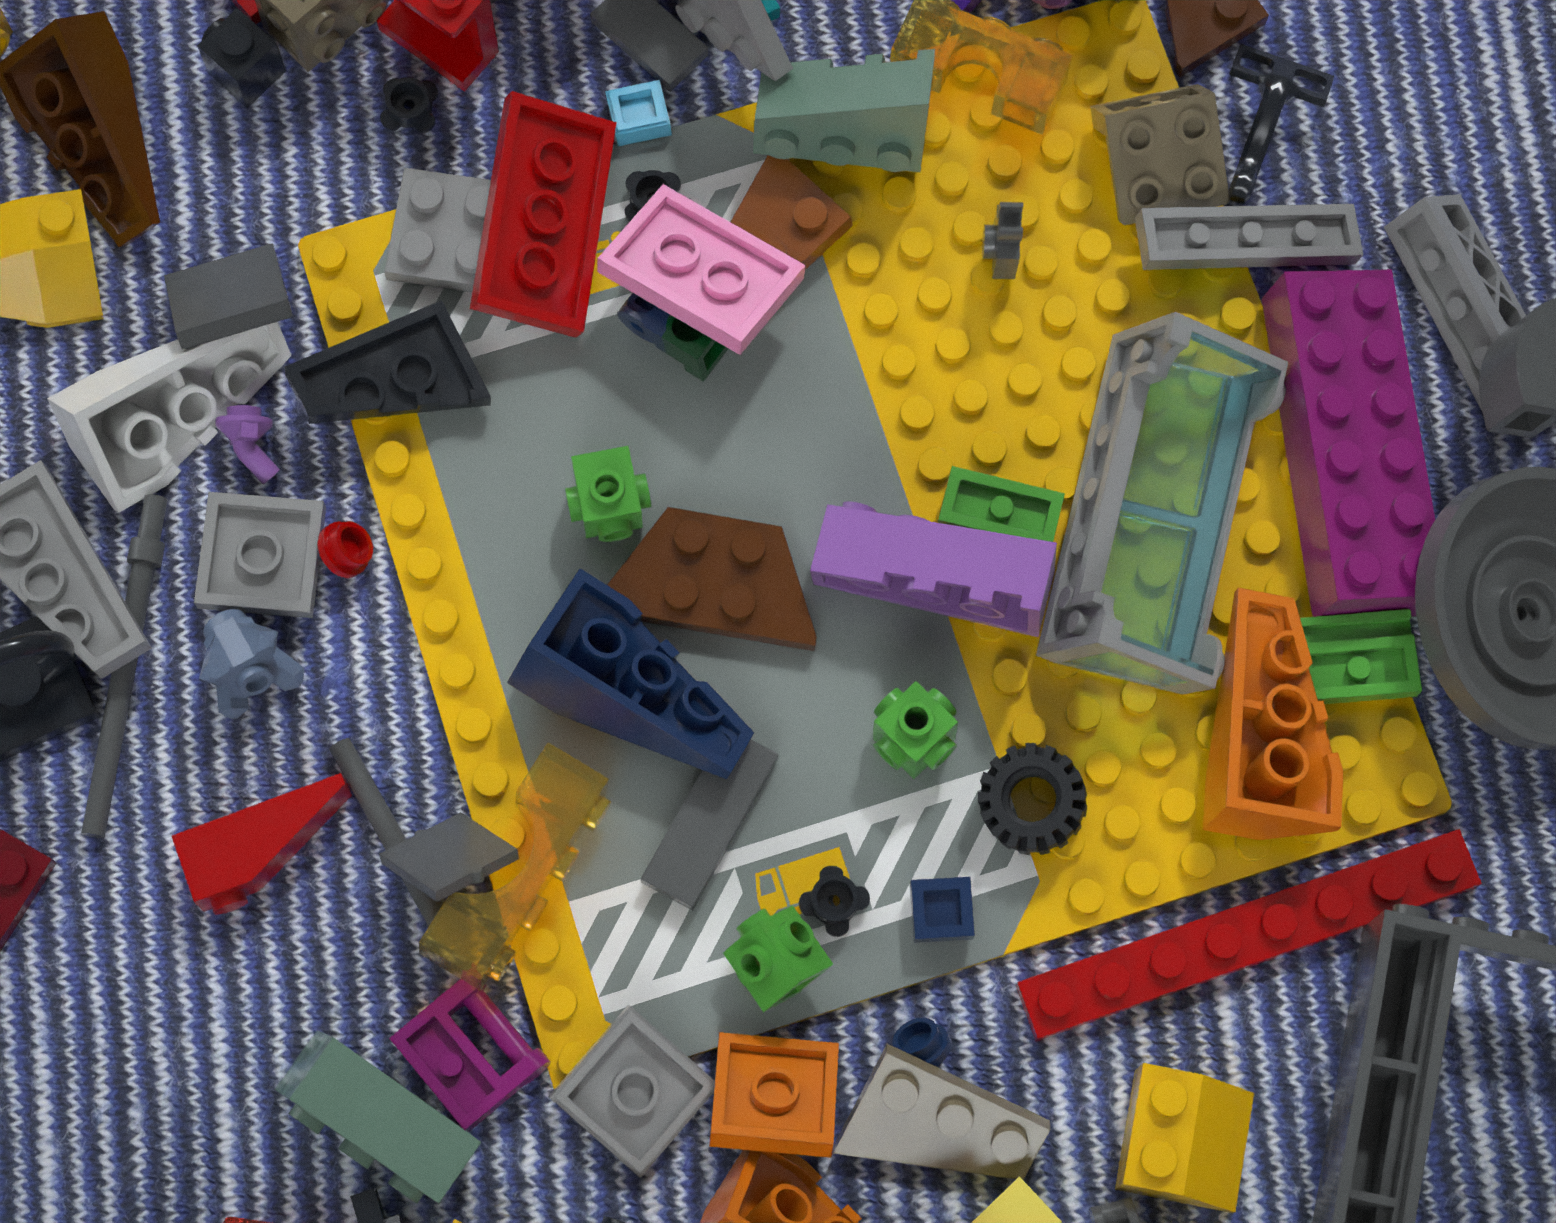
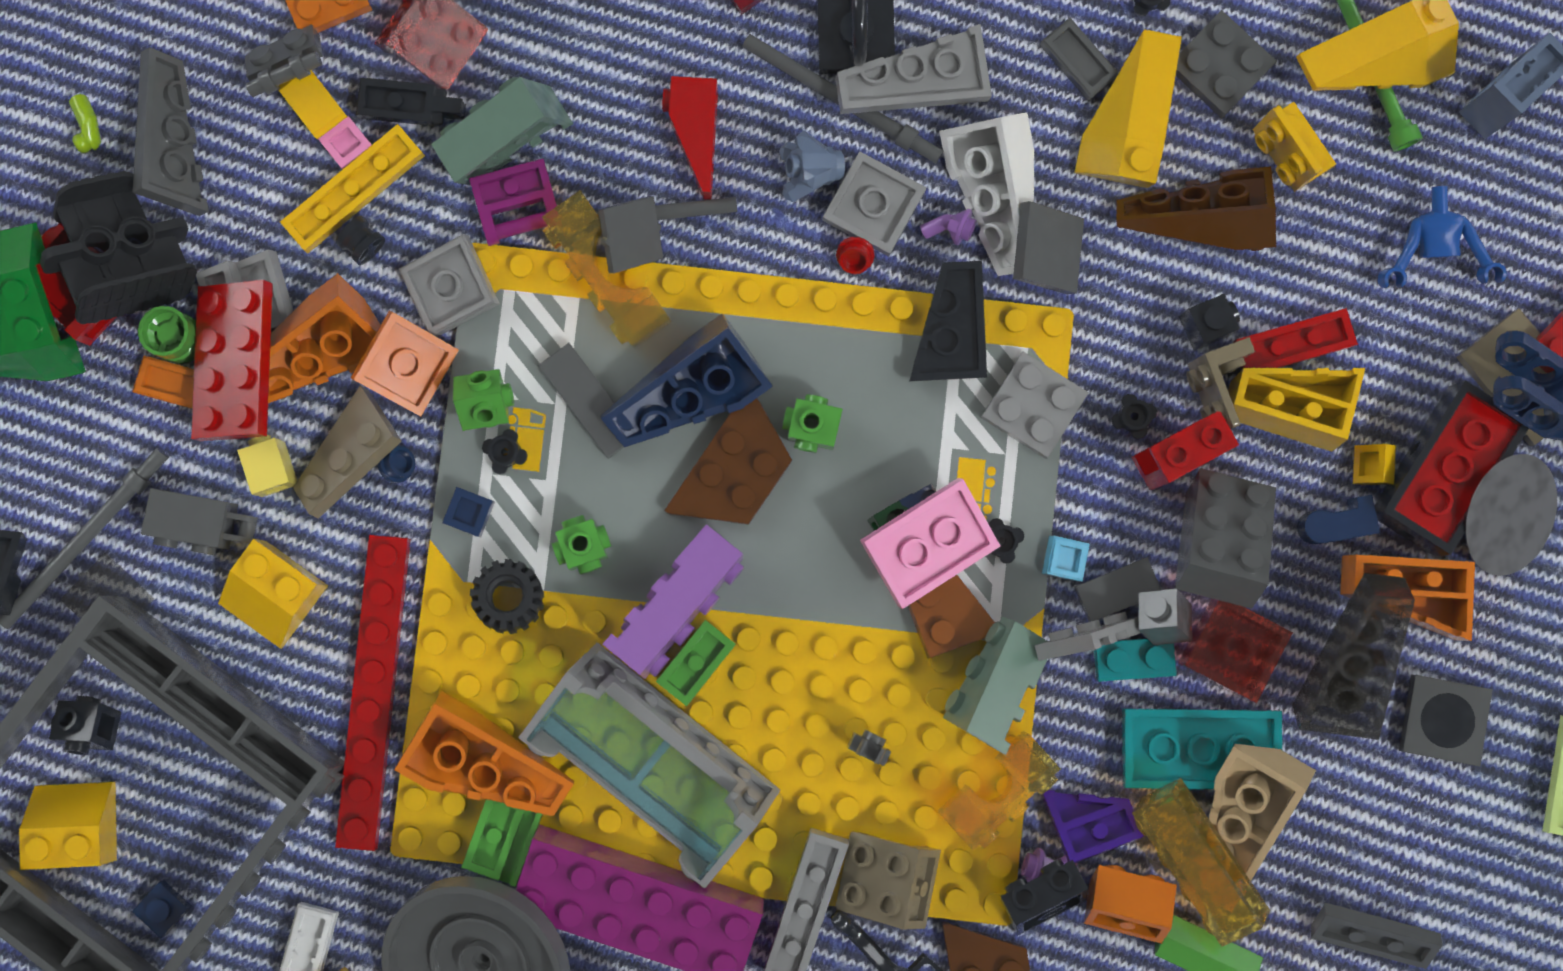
camera: 115 degrees right, 10 degrees up
(543, 215) = (1016, 464): red plate -> none

